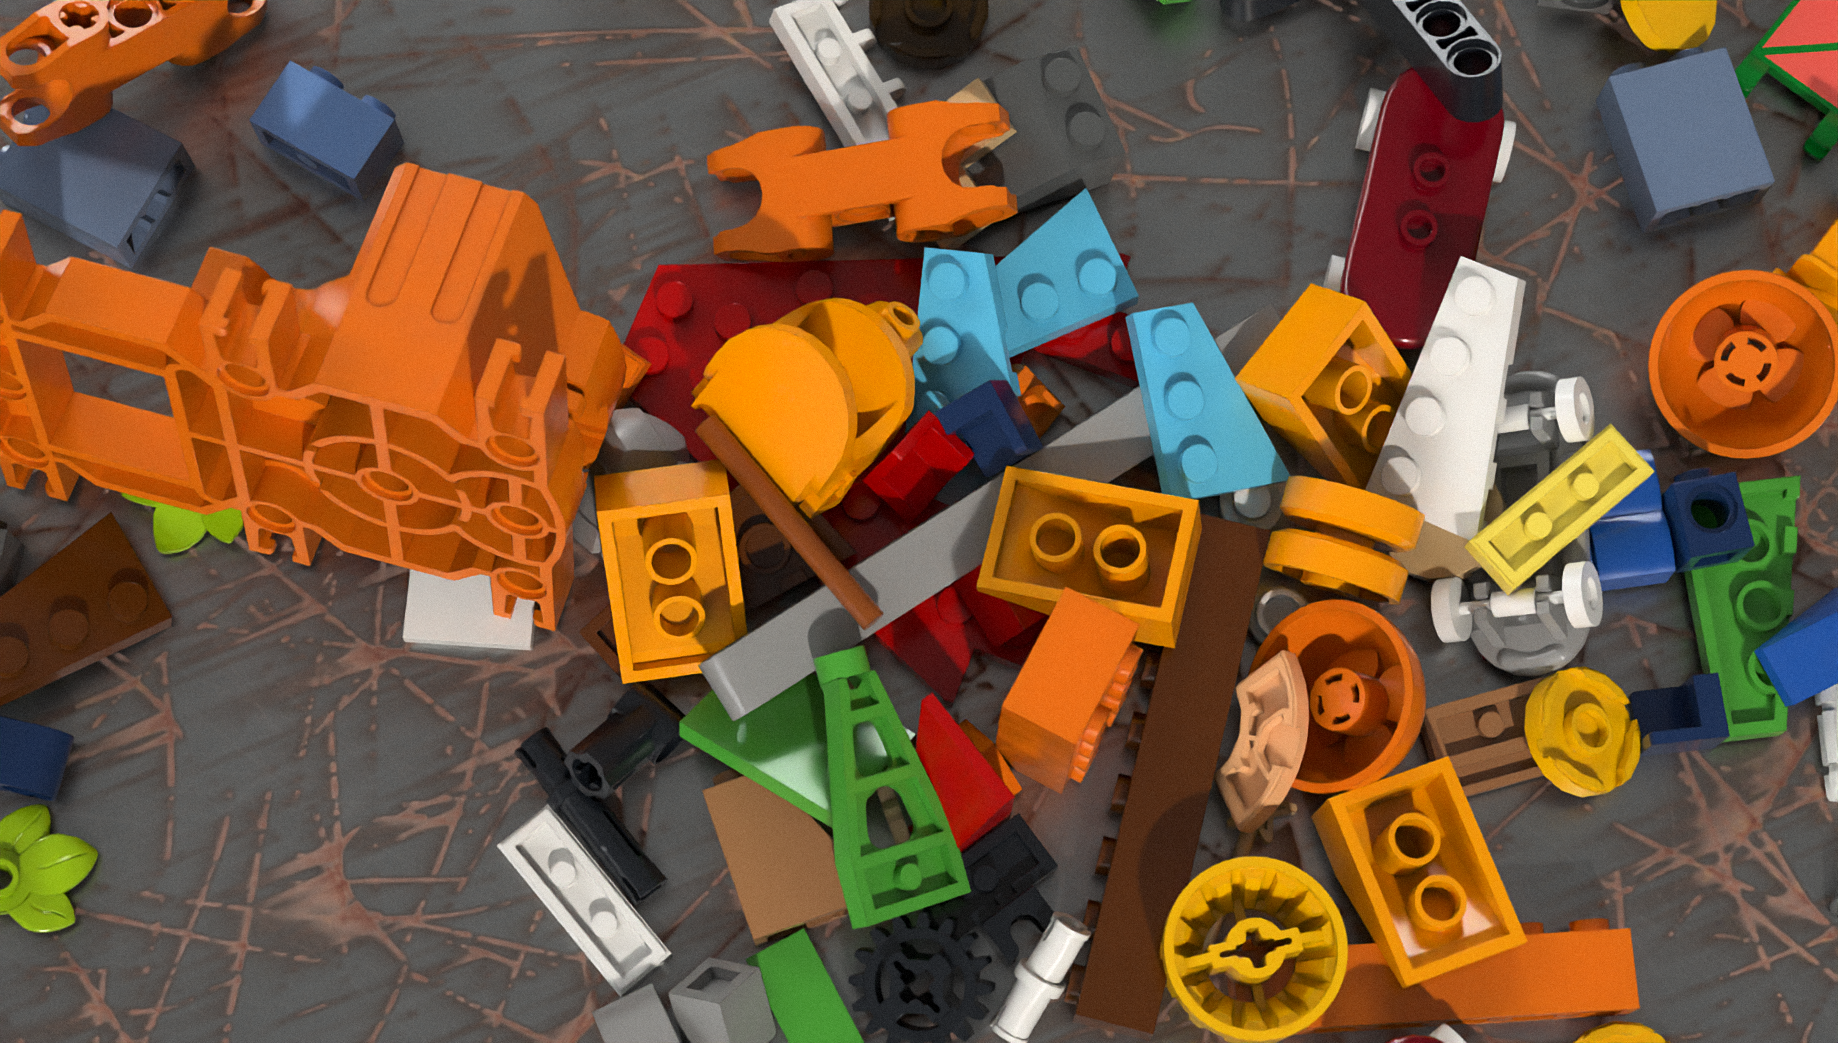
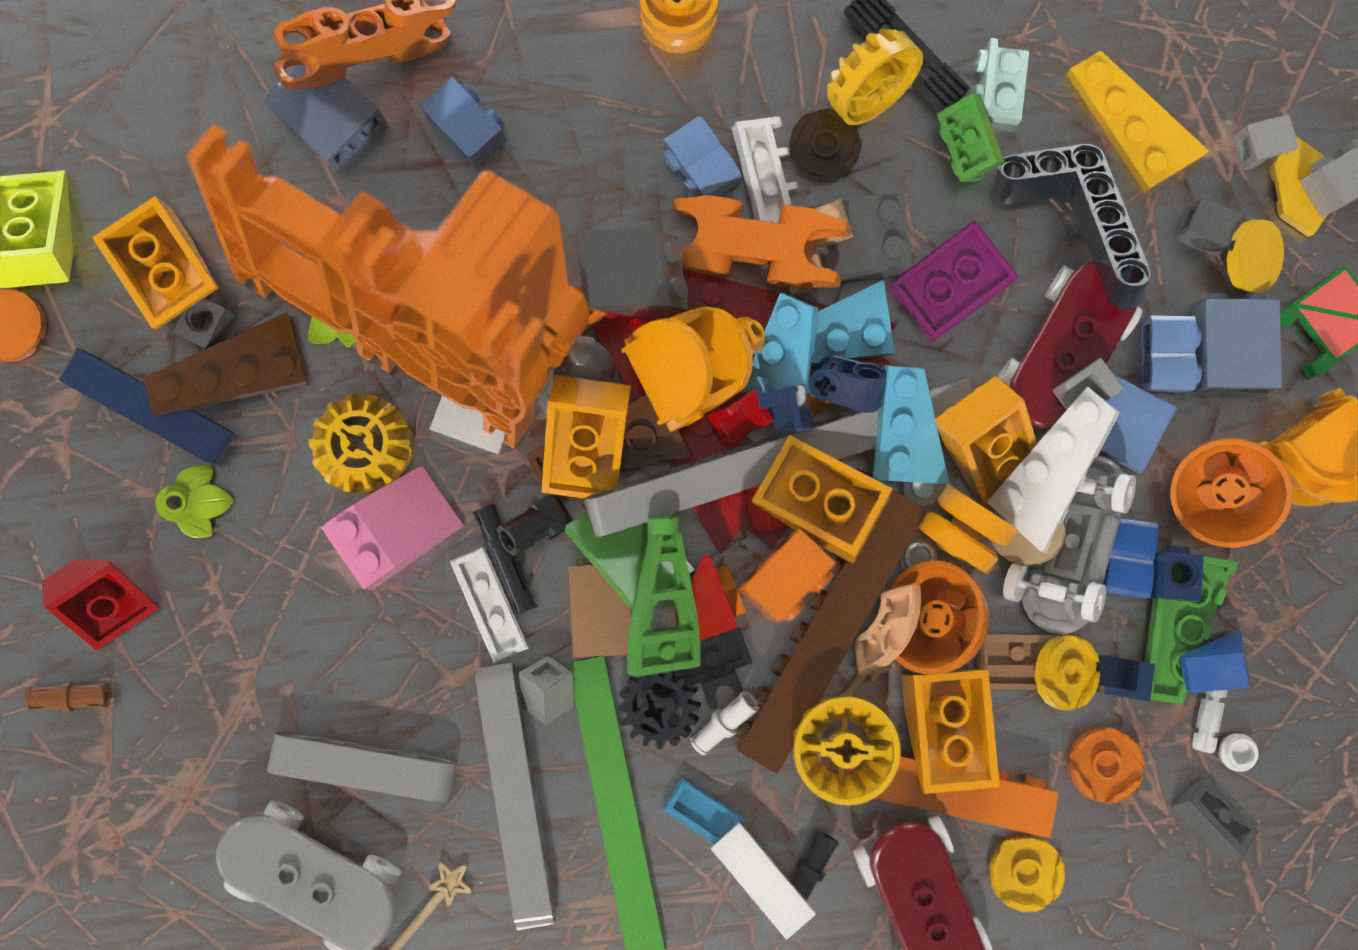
camera: 15 degrees right, 10 degrees up
(336, 724) = (386, 464): none -> yellow gear
(385, 816) = (392, 527): none -> bright pink slope
(675, 277) = (632, 272): none -> dark grey slope
(733, 83) = (700, 160): none -> medium blue brick
(789, 522) = (656, 433): dark orange bar -> none
(1083, 358) = (850, 383): none -> dark blue piece
(1200, 166) = (952, 281): none -> magenta tile
(1468, 237) = (1095, 376): none -> light grey panel
(1559, 509) = (1096, 547): light yellow tile -> none
(1563, 306) = (1137, 426): none -> medium blue tile
(1582, 181) = (1169, 354): none -> medium blue brick
(1695, 870) = (1105, 764): none -> orange tile

